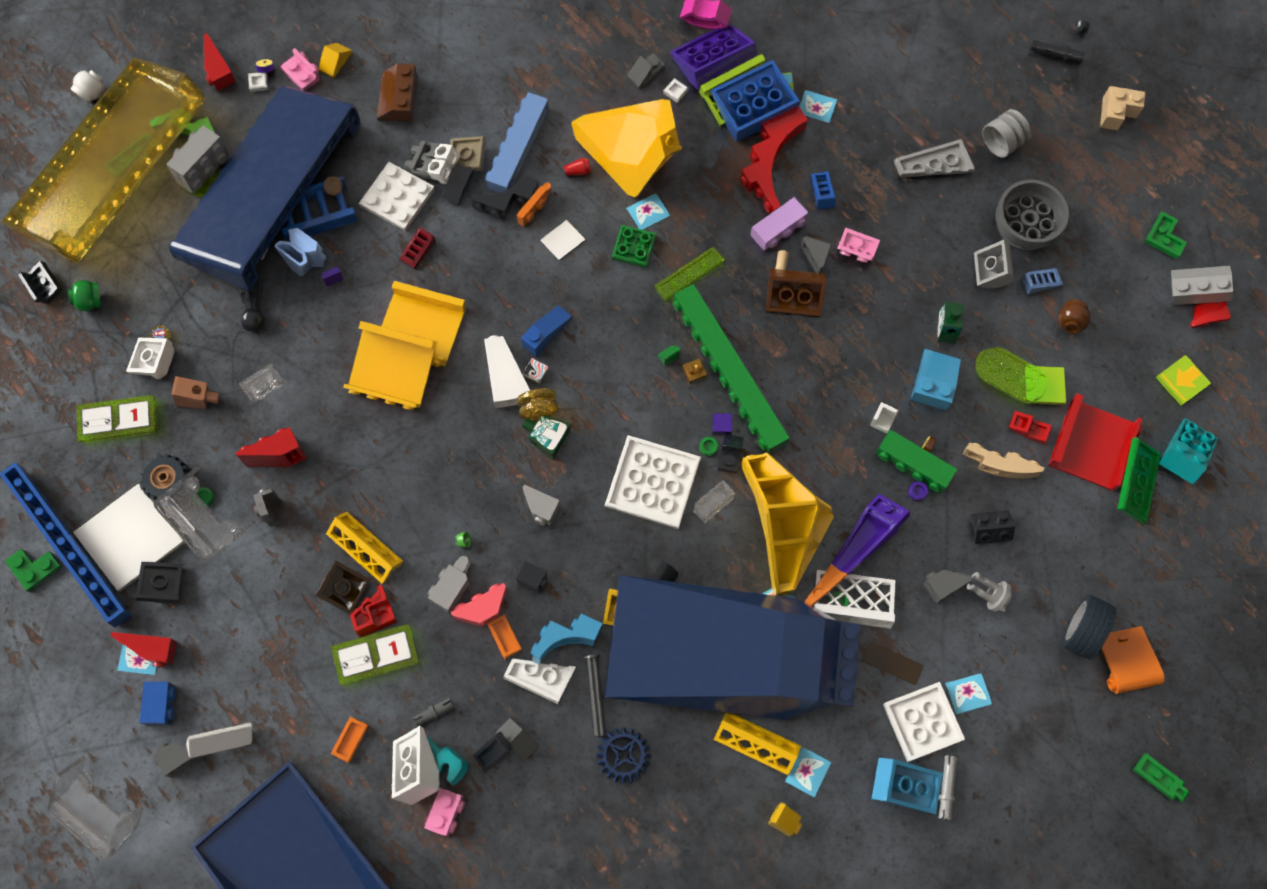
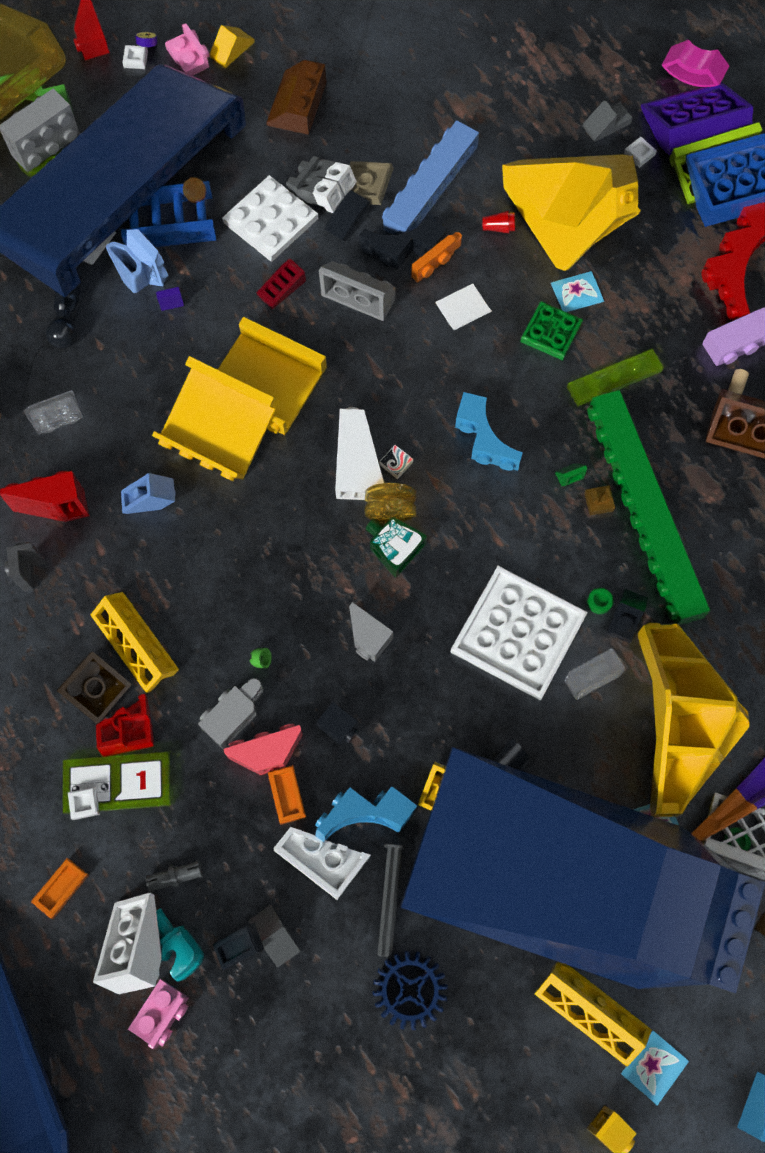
camera: 15 degrees right, 0 degrees up
(349, 433) = (148, 494): none -> medium blue slope
(354, 674) = (83, 803): none -> white tile
(477, 242) = (356, 290): none -> light grey slope
(545, 330) = (418, 413): blue slope -> none
(602, 347) = (487, 447): none -> dark azure arch
(722, 423) = (623, 574): dark purple tile -> none

